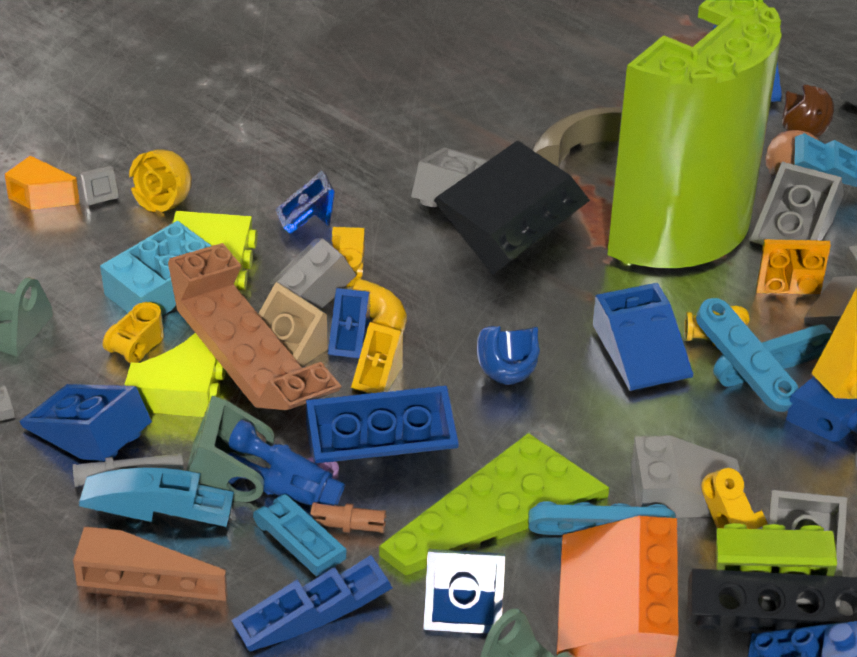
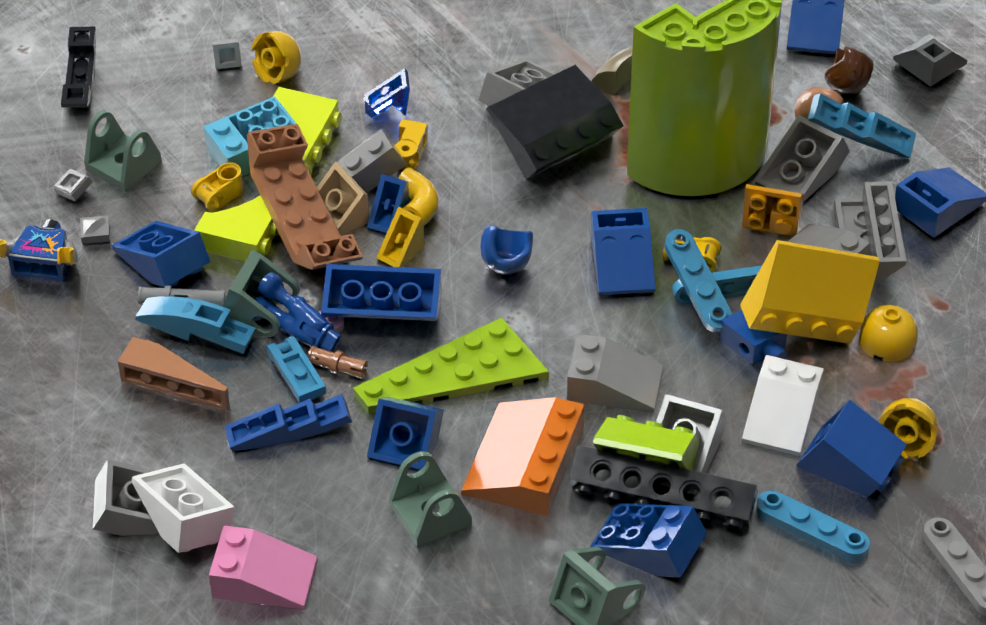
camera: 15 degrees right, 5 degrees up
(41, 185) = (179, 47): light orange slope -> none
(556, 519) = (498, 390): dark azure plate -> none
(727, 500) = (632, 398): yellow leg -> none

